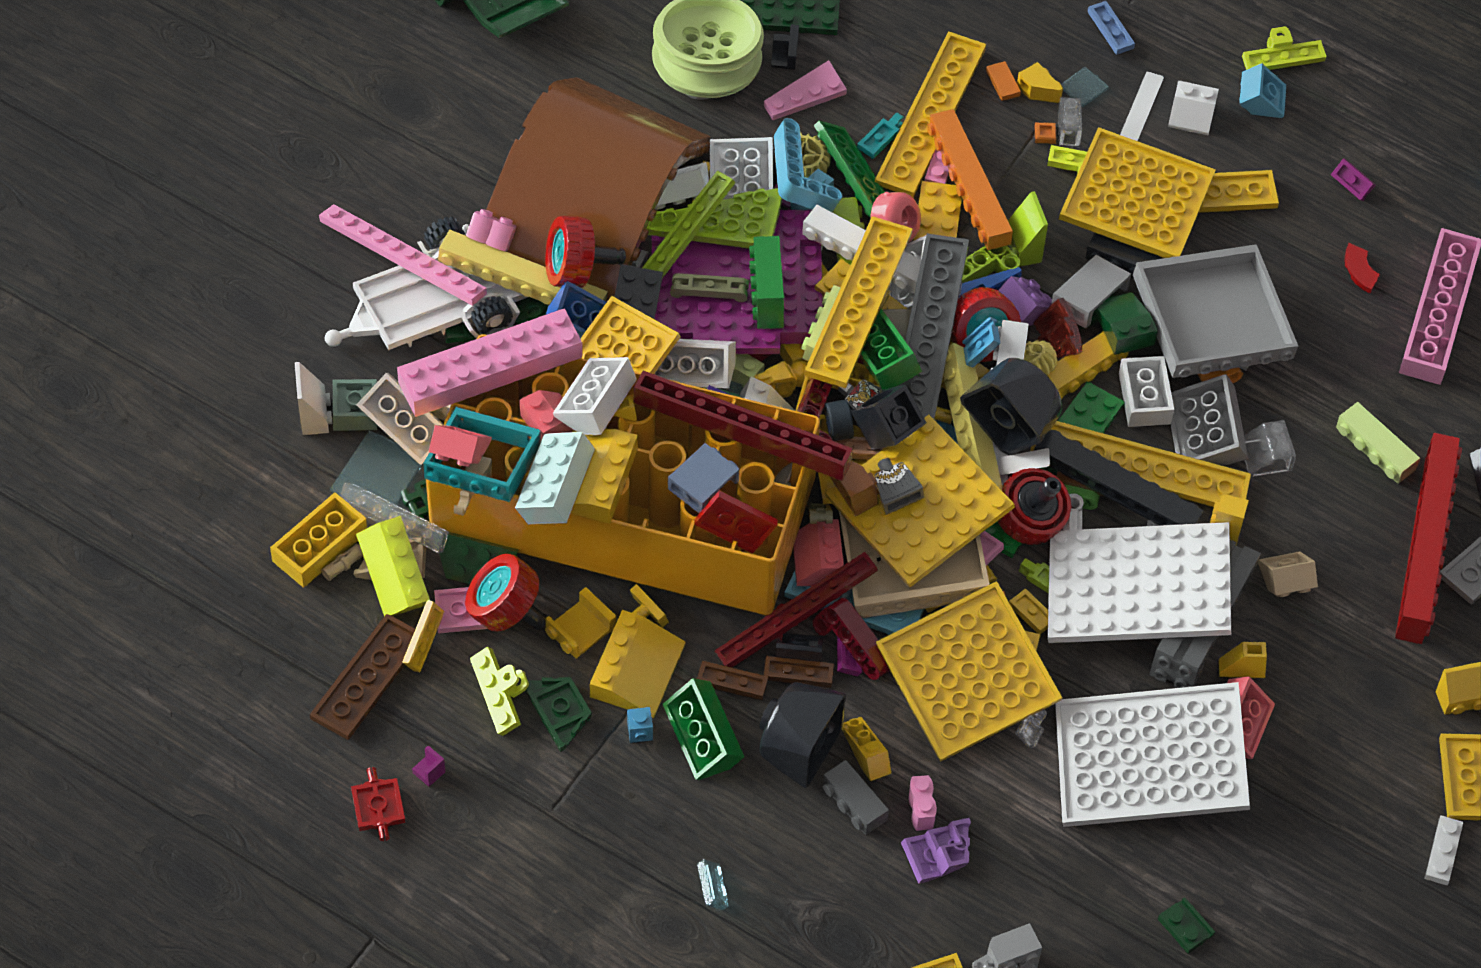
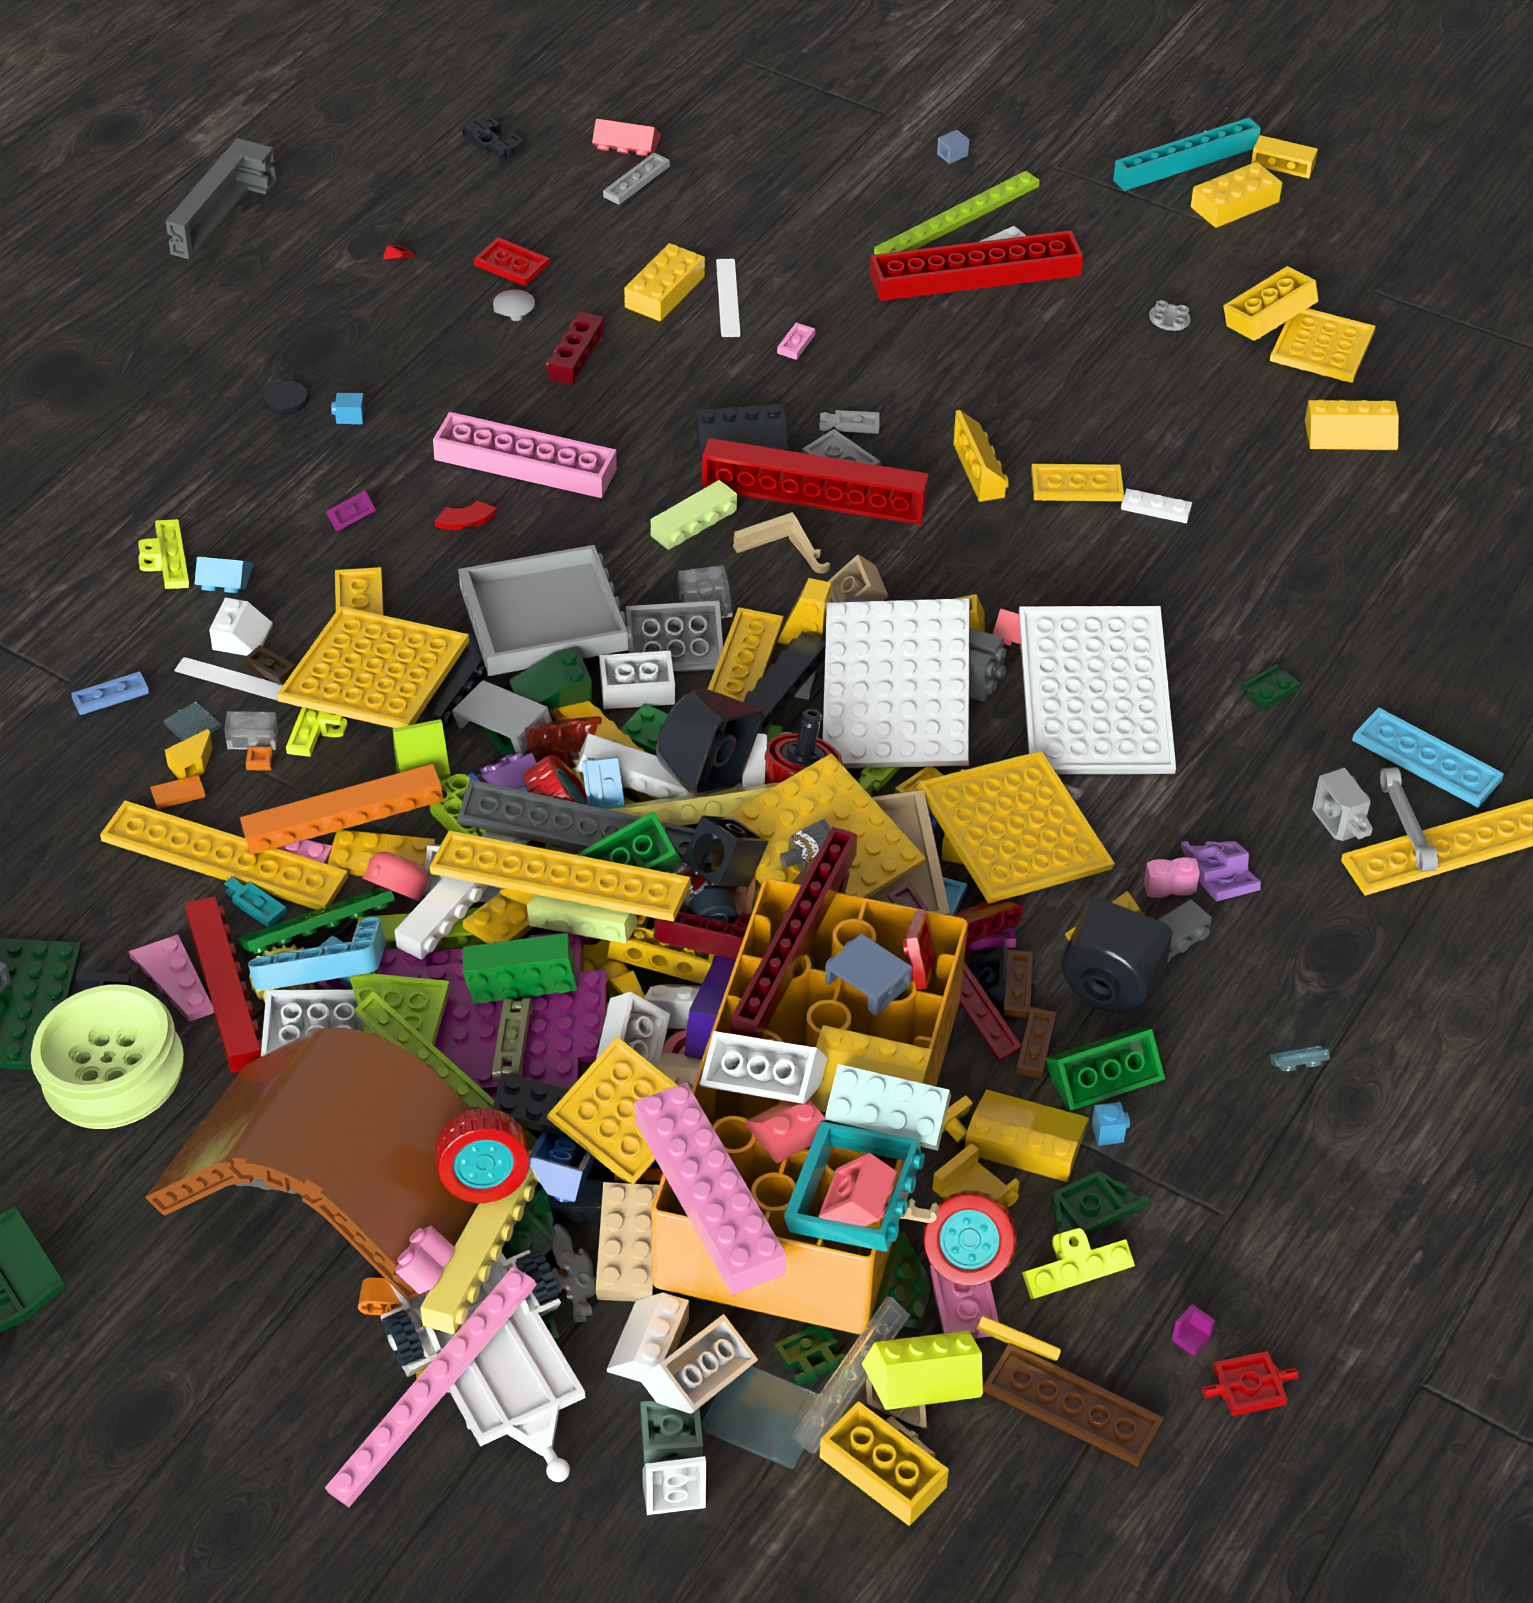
camera: 90 degrees left, 10 degrees down
(834, 109) = (223, 982): none -> red brick
(1153, 130) = (269, 664): none -> dark brown plate
(1369, 517) = (776, 529): none -> tan hinge

